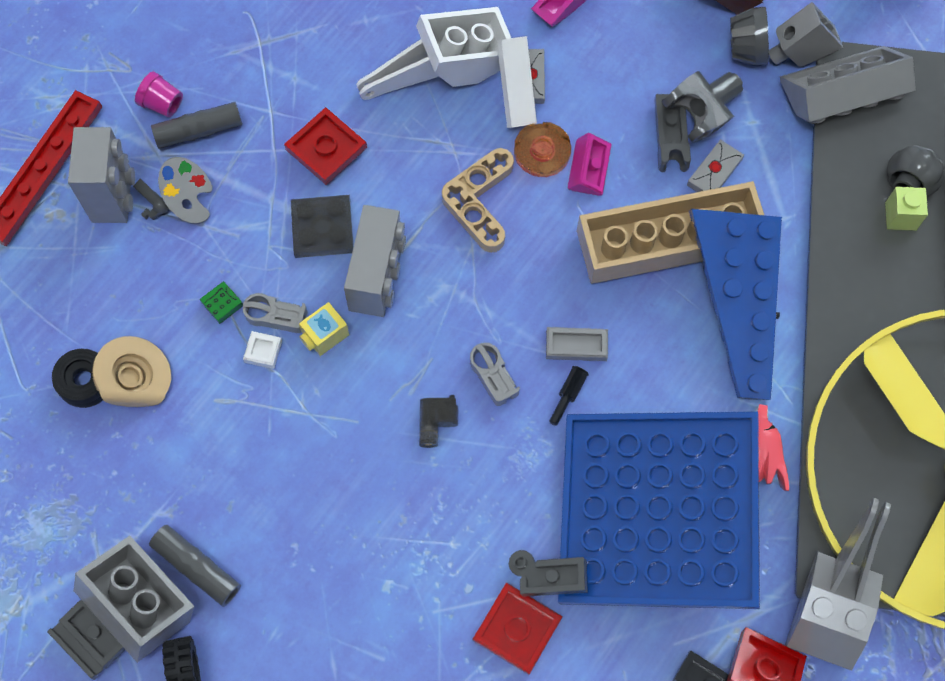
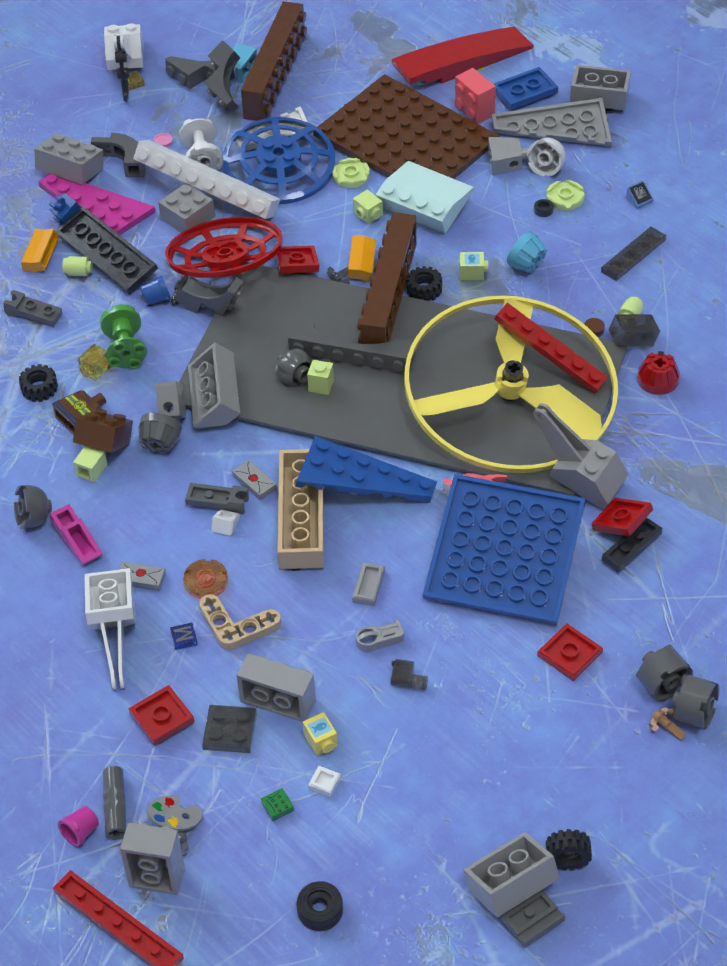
camera: 75 degrees left, 20 degrees down
(131, 372) = (325, 865): tan hat -> none
(194, 565) = (490, 839): dark grey axle -> none
(279, 316) = (298, 765): light grey piece -> none
(449, 144) = (183, 636): none -> clear blue tile
(516, 81) = (152, 575): white tile -> none
(549, 575) = (539, 620): dark grey hinge -> none
(569, 392) = (404, 593): black axle -> none
(589, 165) = (227, 553): dark pink slope -> none
(638, 151) = (225, 522): none -> white slope
(706, 101) = (199, 470): dark grey connector -> none

